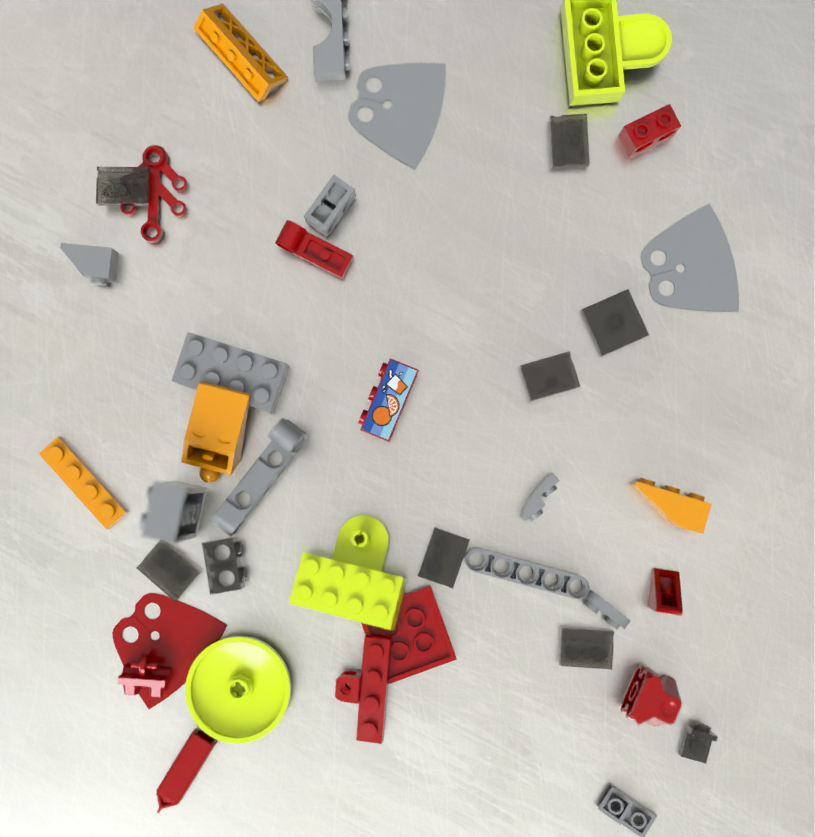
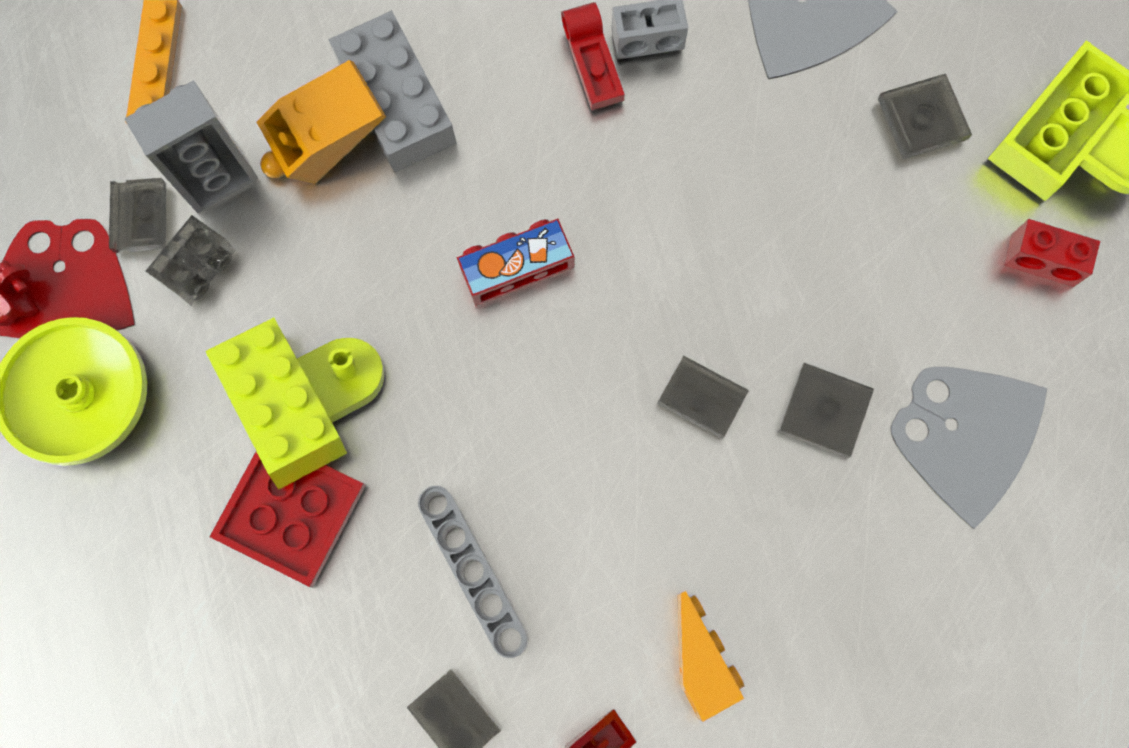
camera: 45 degrees right, 10 degrees down
(285, 439) = (320, 210): light grey beam -> none
(368, 688) = (191, 524): red plate -> none
(443, 557) = (406, 471): clear smoke plate -> none
(516, 113) = (924, 116): none -> clear smoke plate
(533, 504) = (553, 508): light grey slope -> none
(569, 141) = (954, 189): clear smoke plate -> none
(614, 617) = (516, 716): light grey plate -> none

